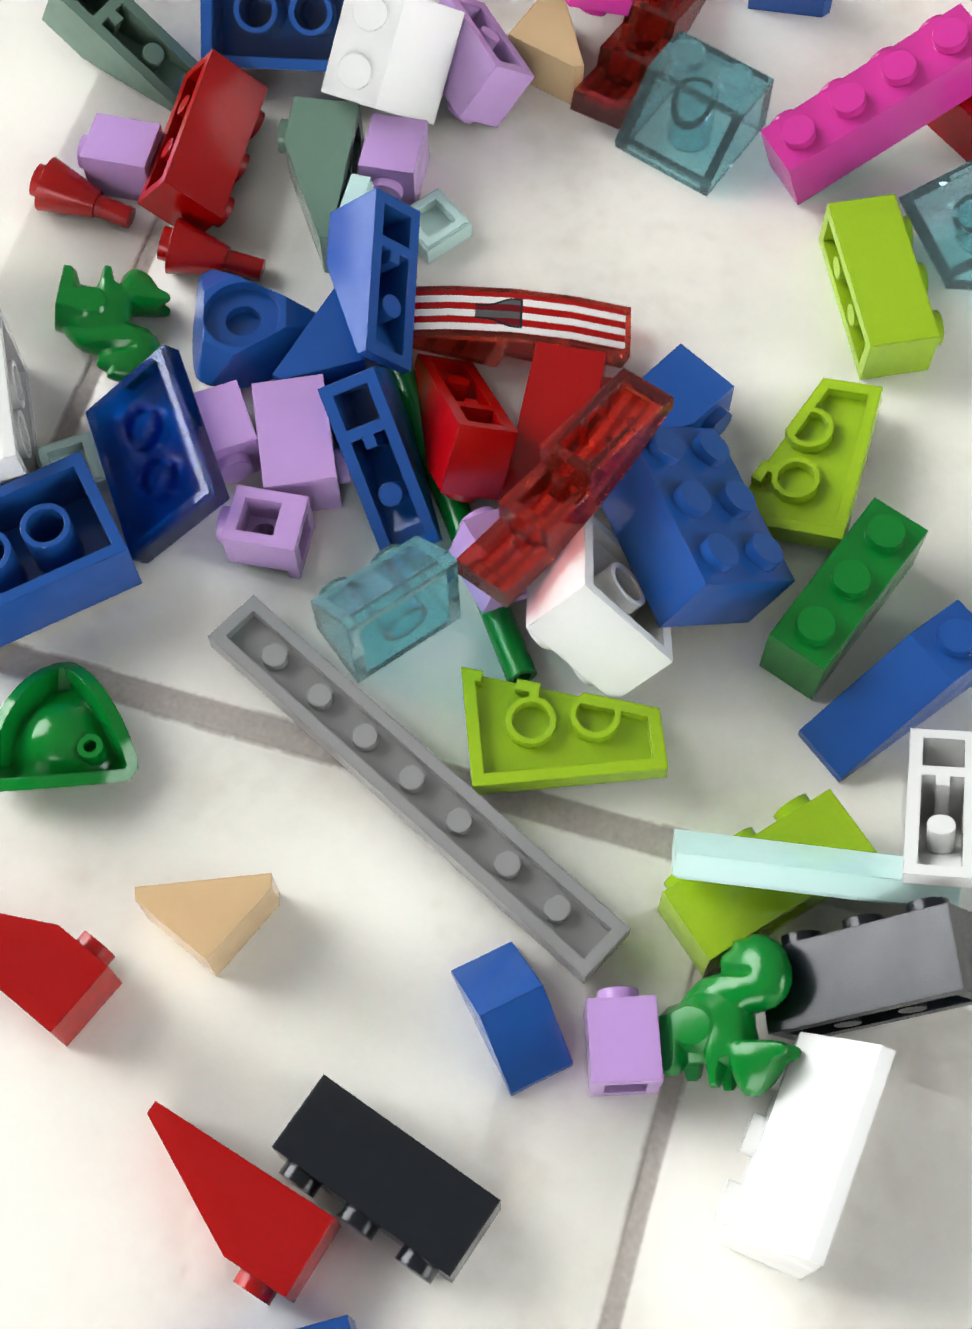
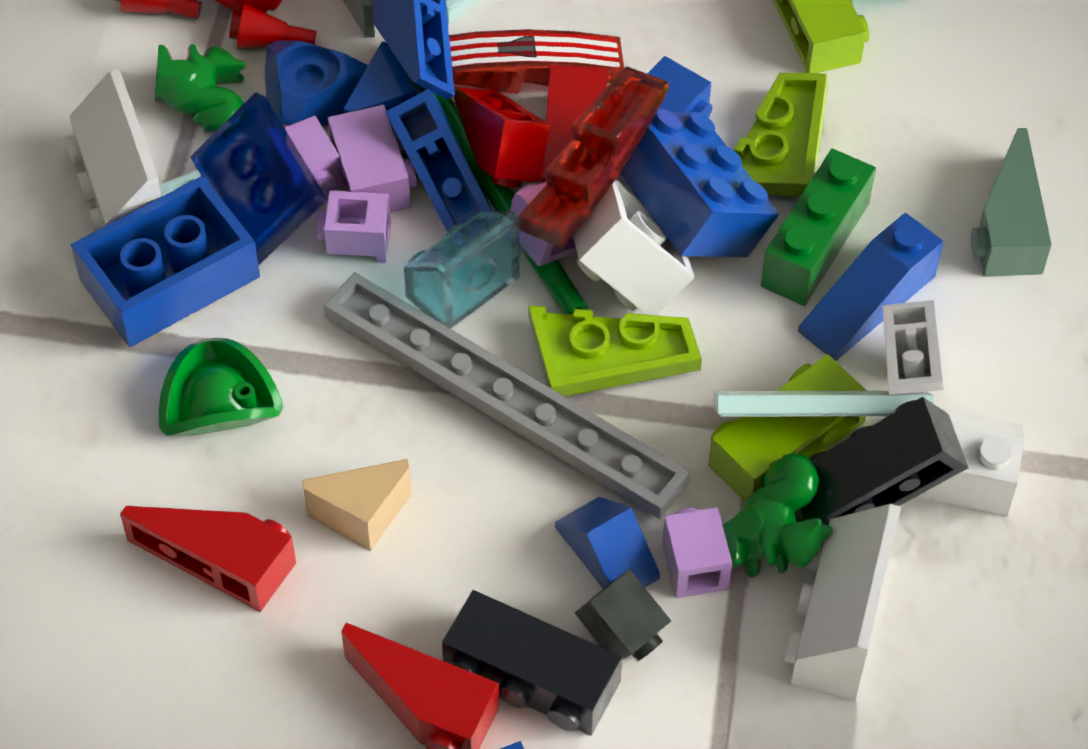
camera: 10 degrees left, 10 degrees down
(514, 1135) = (624, 618): none -> pearl dark grey brick

